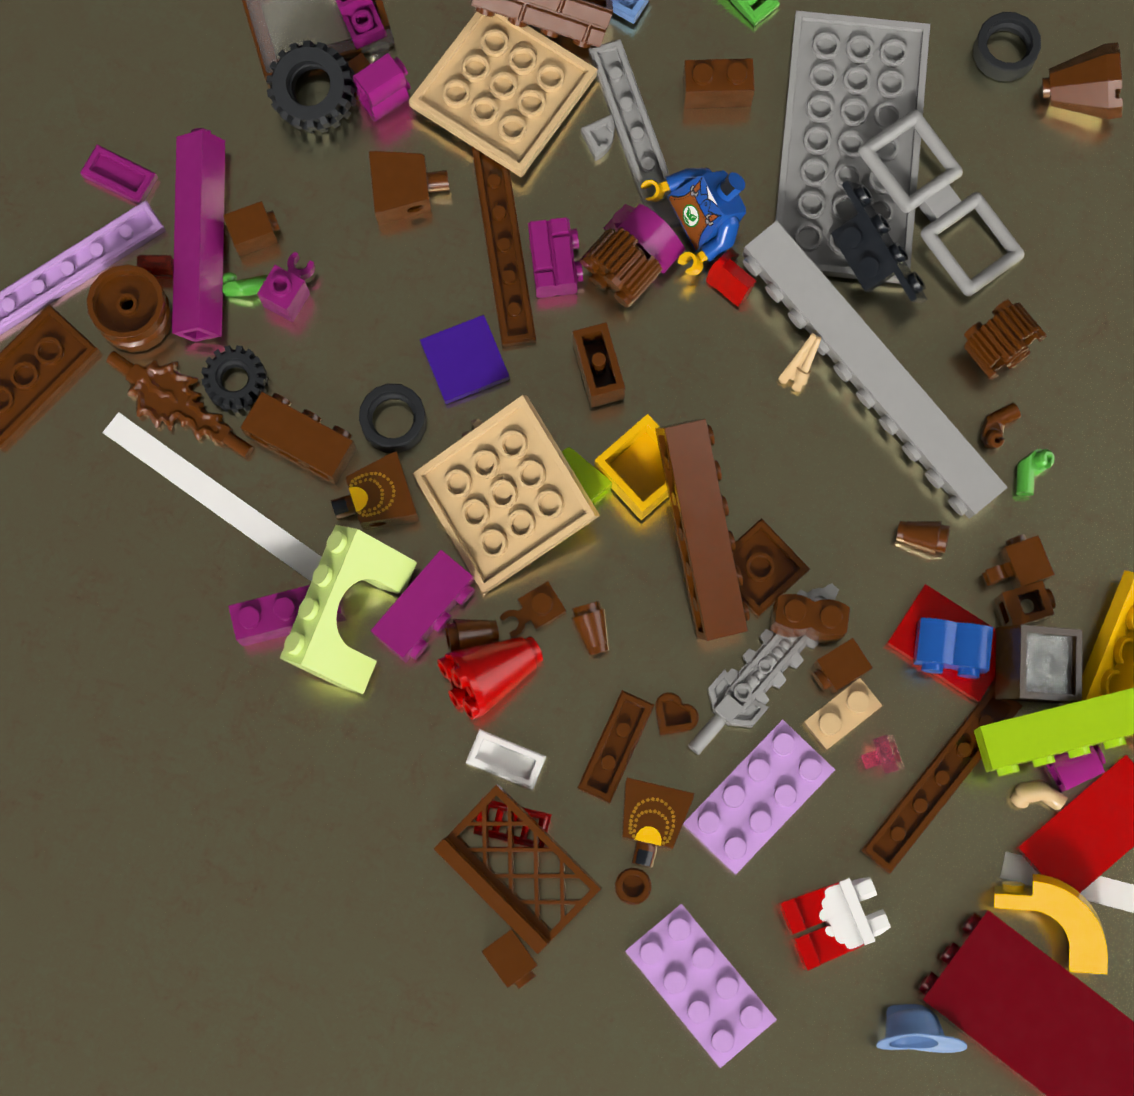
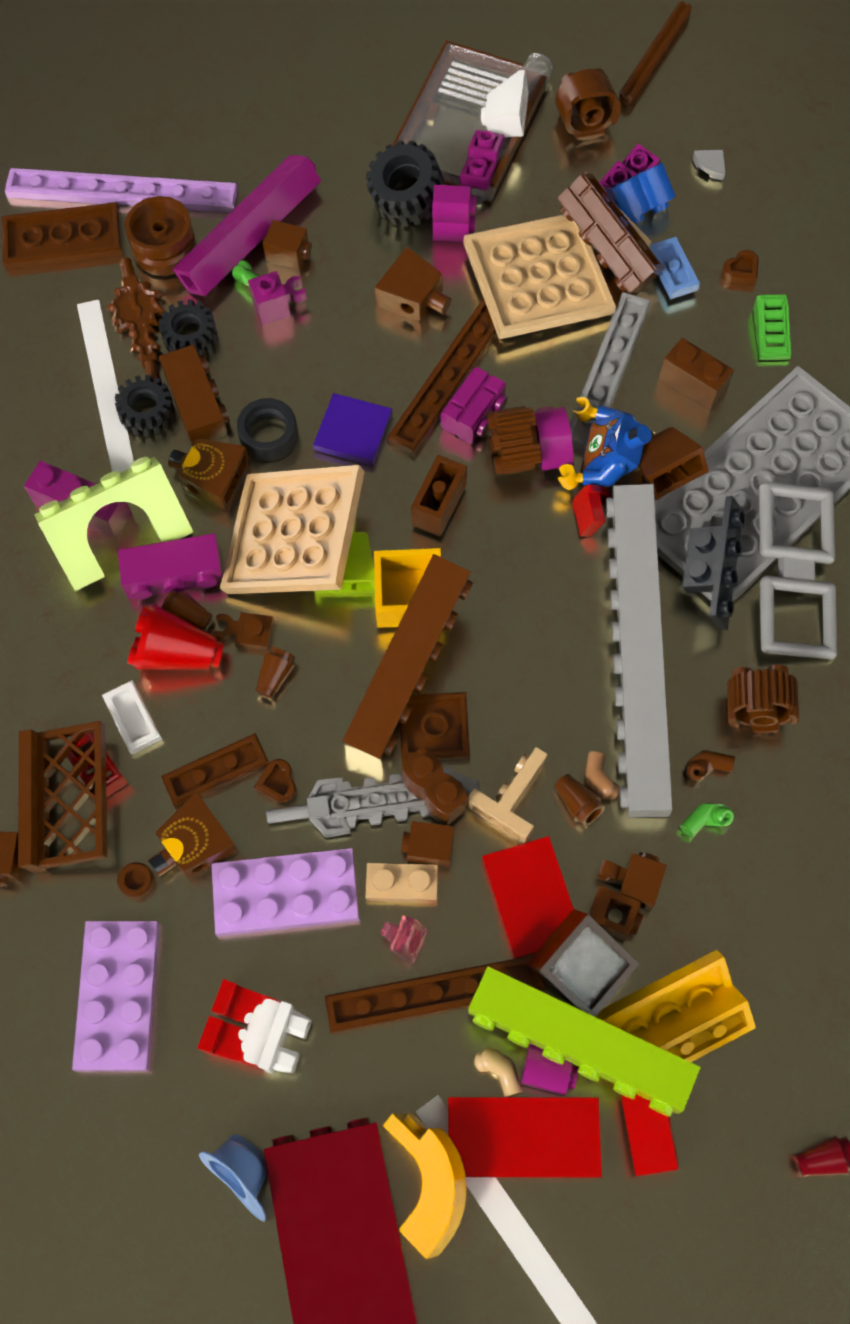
camera: 40 degrees right, 10 degrees down
(119, 174) = (236, 158): magenta tile -> none
(158, 265) = (201, 222): clear red tile -> none
(263, 501) = (139, 391): none -> black tyre
(599, 136) = (580, 354): light grey tile -> none
(768, 183) = (671, 461): none -> reddish brown torso
(800, 366) = (589, 604): tan piece -> none
(871, 576) = (509, 797): none -> tan bracket
(923, 507) = (597, 780): none -> medium nougat arm
(953, 646) = (526, 896): blue brick -> none

